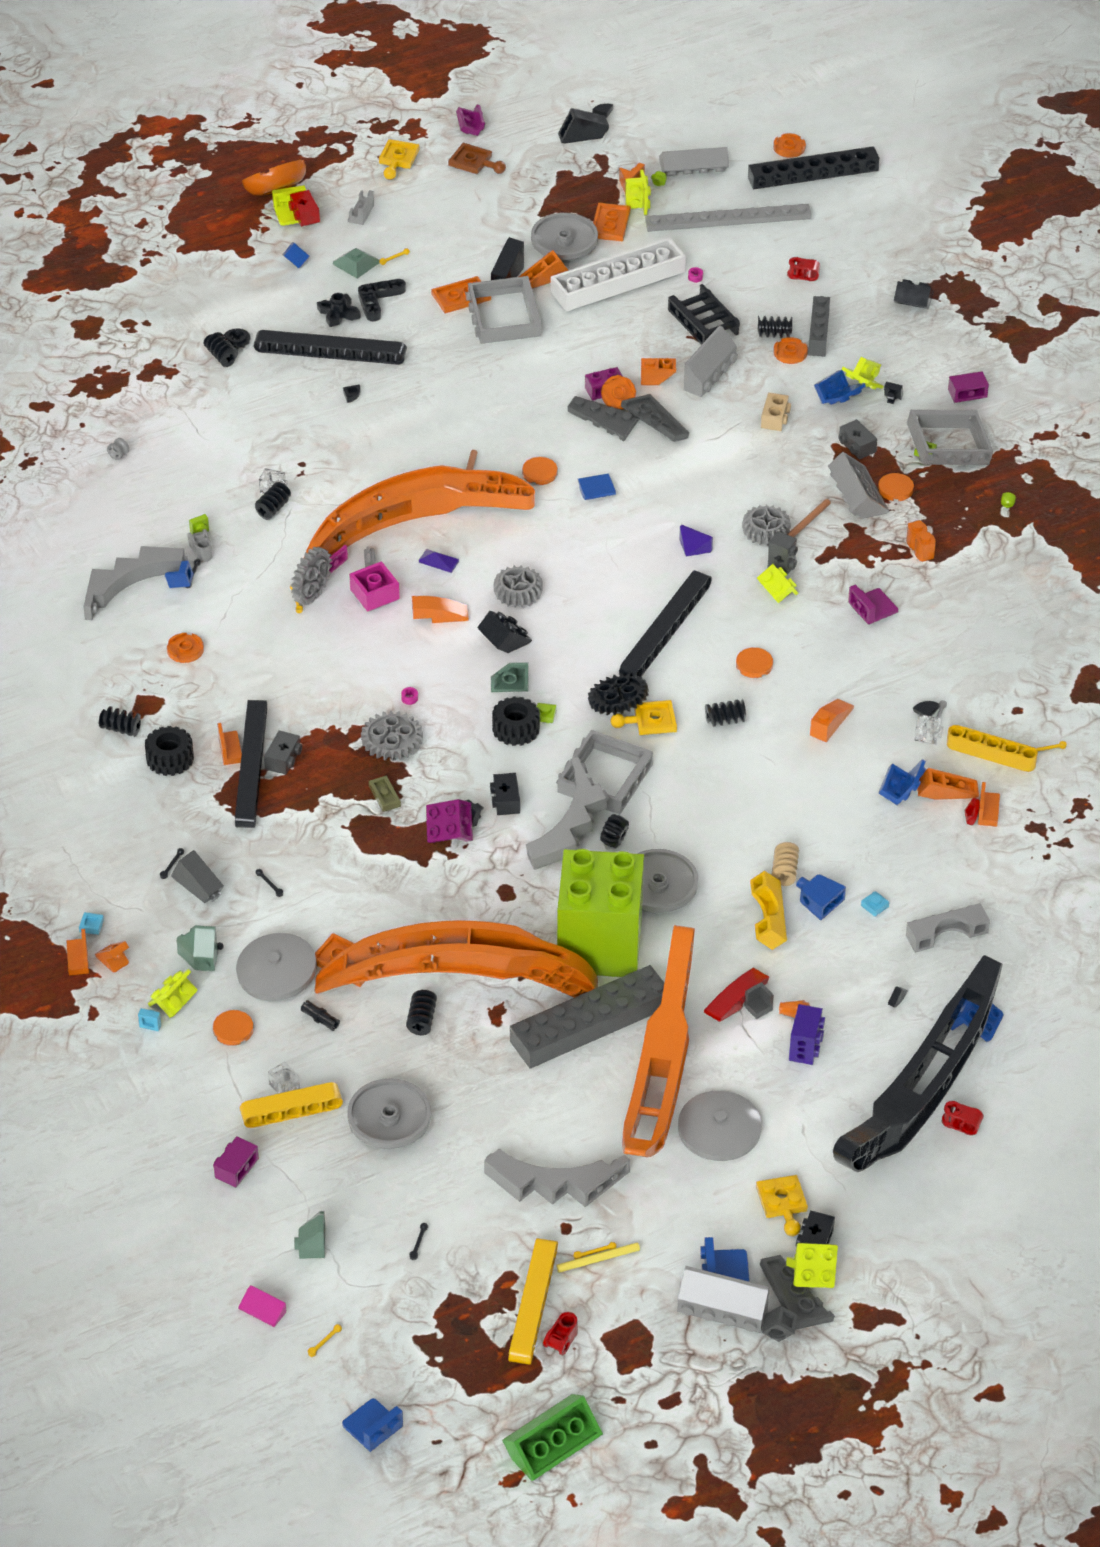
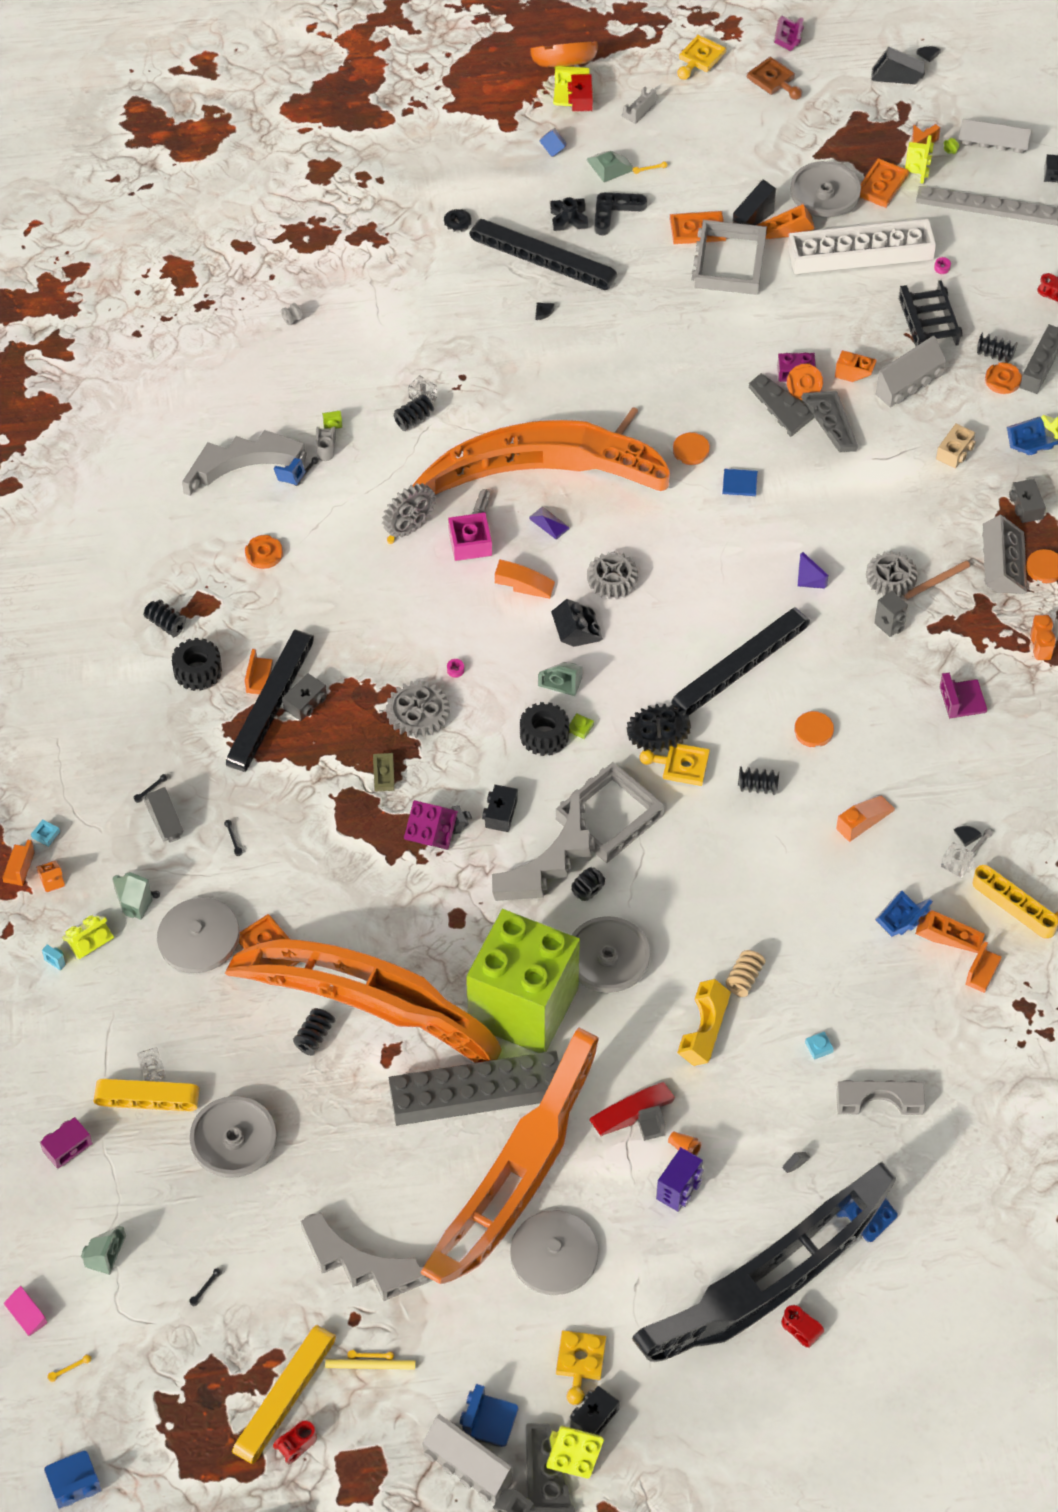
camera: 20 degrees right, 10 degrees up
(221, 348) = (436, 229): black piece -> none
(233, 1027) = (130, 989): orange tile -> none
(320, 1015) = (217, 1002): black pin -> none
(338, 558) = (448, 495): dark pink slope -> none
(776, 583) = (875, 644): neon yellow bracket -> none
(821, 895) = (766, 1019): blue torso -> none
(972, 811) = (962, 969): red tile -> none

